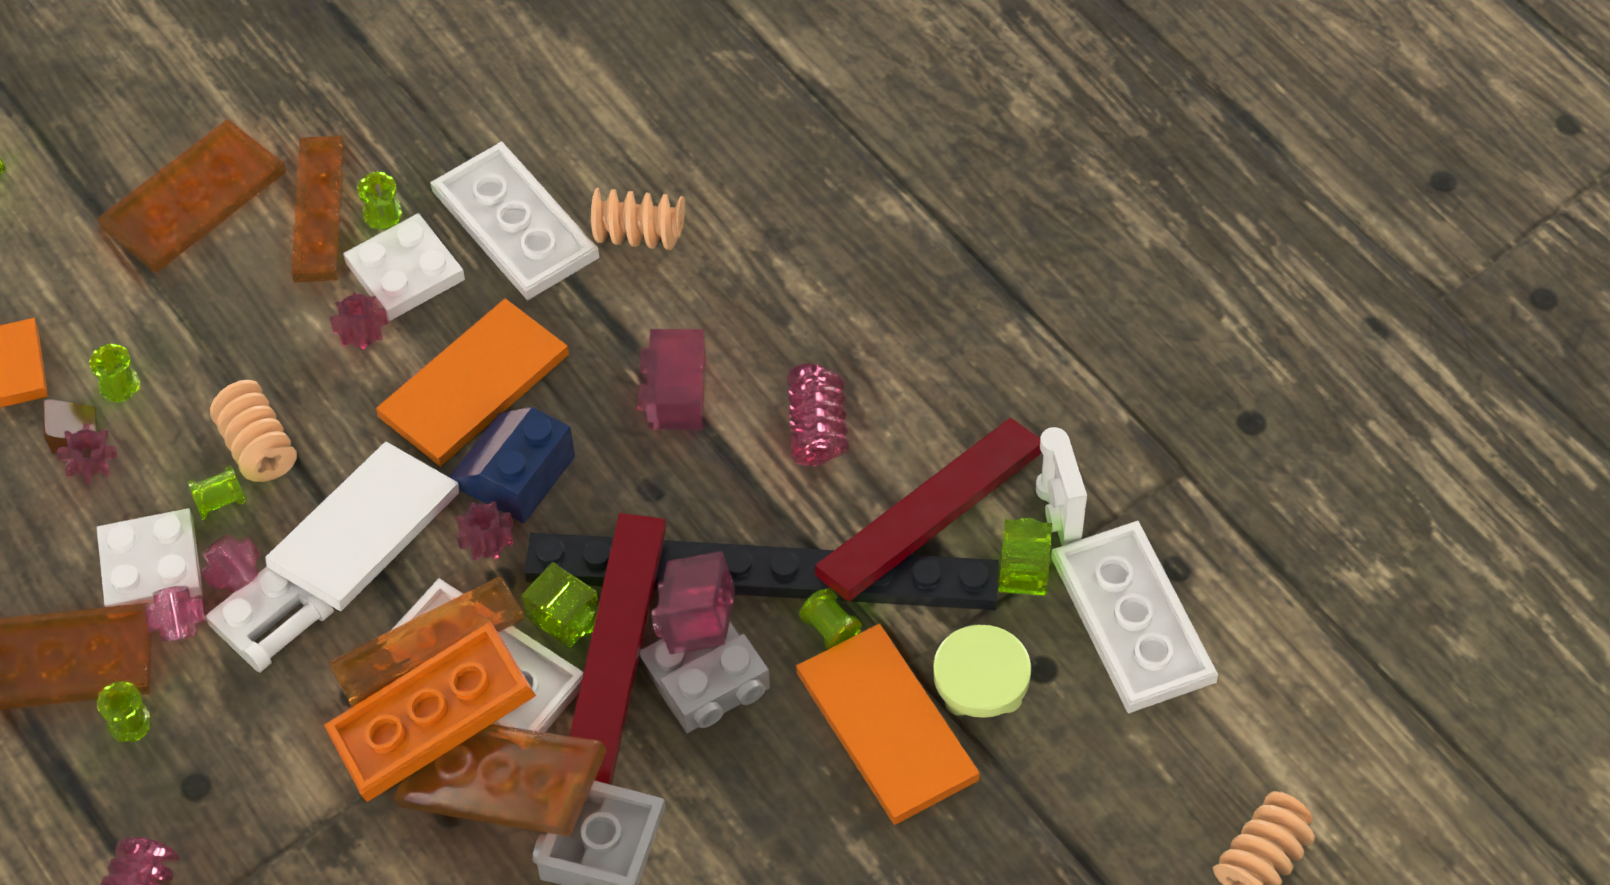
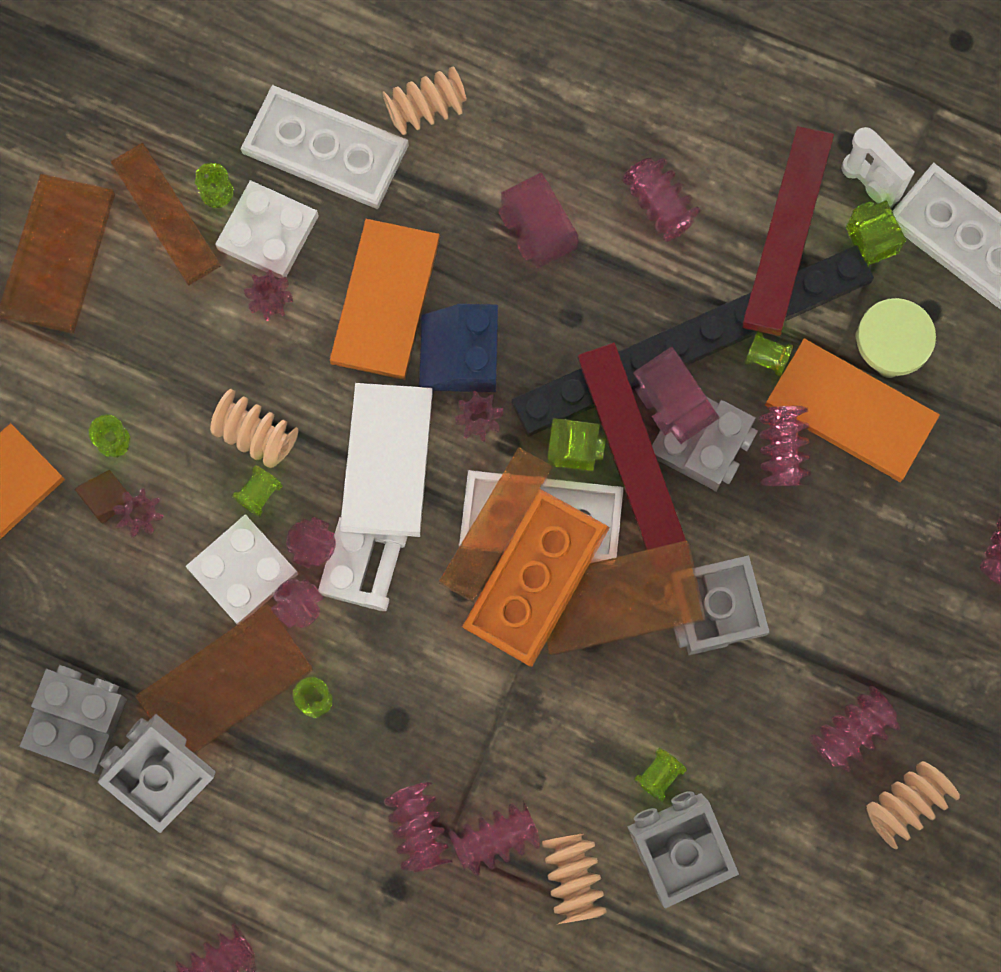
camera: 30 degrees left, 20 degrees up
(777, 712) = (784, 446): none -> clear pink piece

